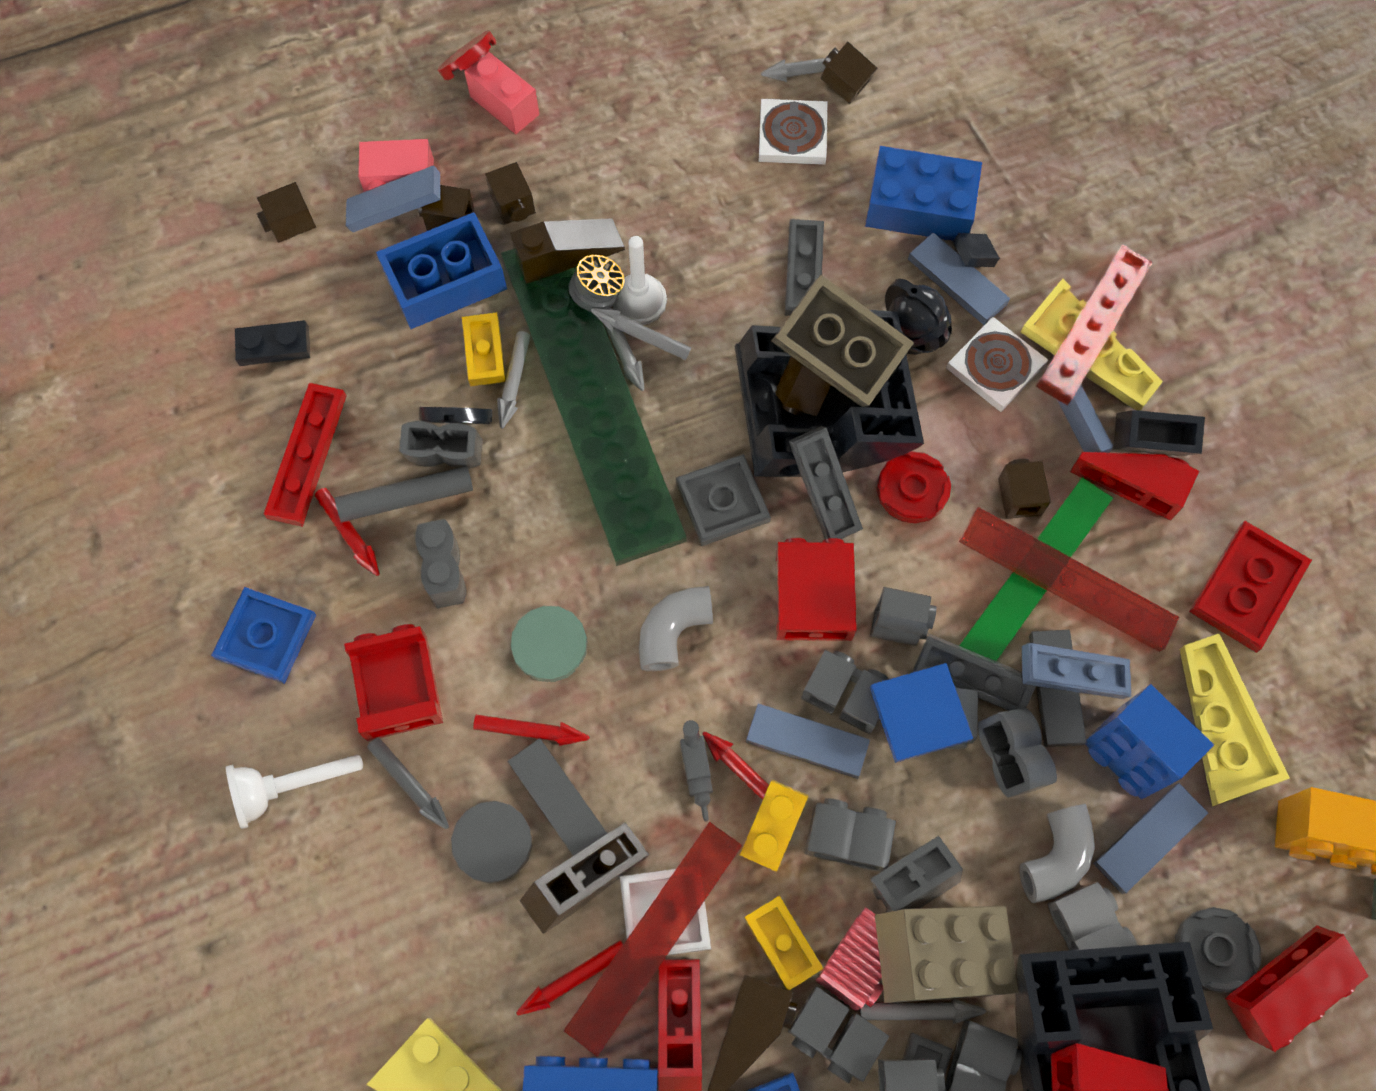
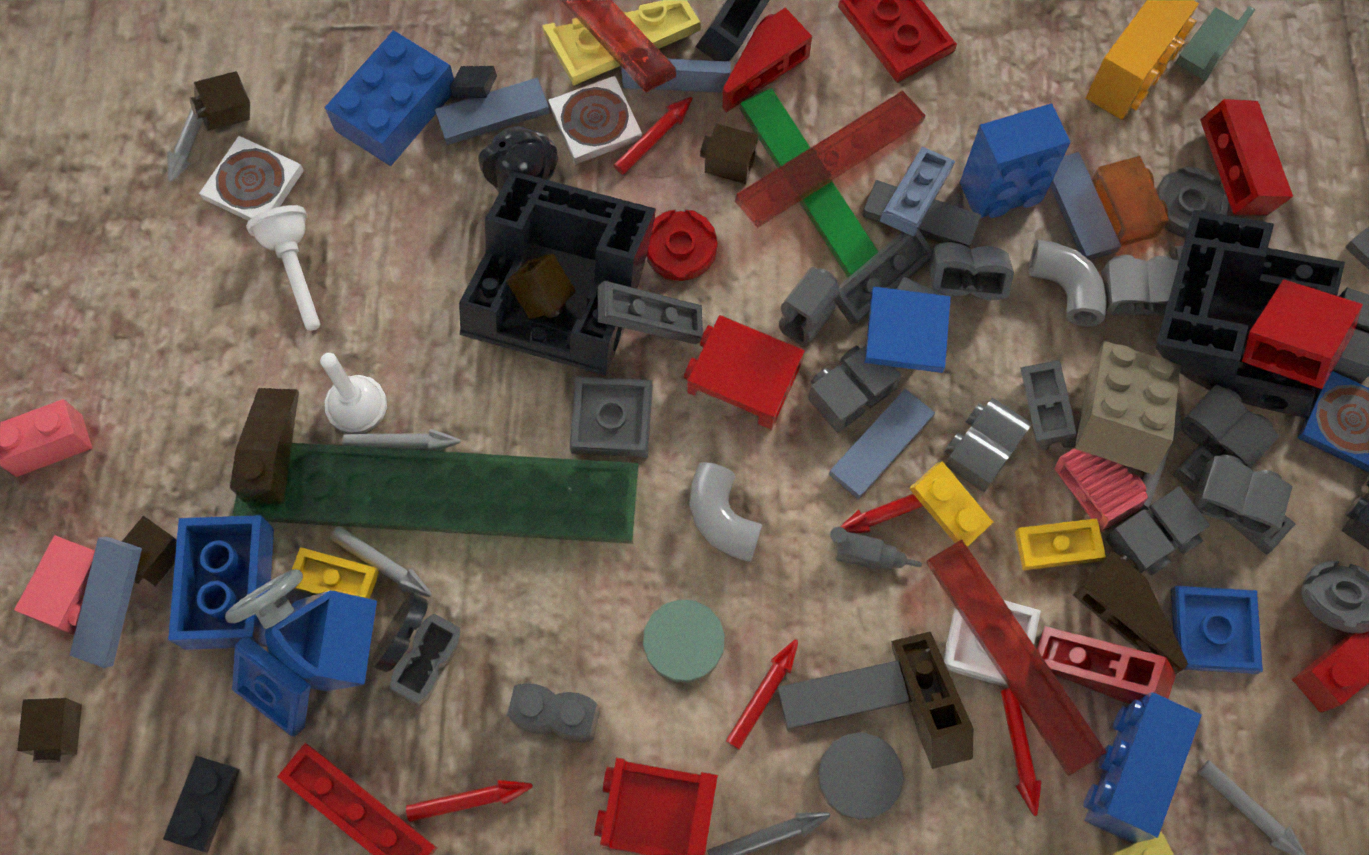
camera: 65 degrees left, 0 degrees up
(372, 341) = (270, 686): none -> blue tile
(403, 494) = (457, 723): dark grey piece -> none
(419, 352) = (316, 637): none -> blue piece
(510, 193) = (167, 478): dark brown brick -> none
(586, 277) = (327, 434): dark grey wheel -> none
(612, 319) = (372, 434): light grey piece -> none
(755, 170) = (281, 231): none -> white piece
(803, 259) = (406, 237): dark grey tile -> none
(842, 341) = (533, 222): dark tan brick -> none
(1041, 427) = (675, 114): none -> red piece
(1180, 883) = (1131, 200): none -> clear orange brick
(1224, 712) = (1002, 94): light yellow wing -> none

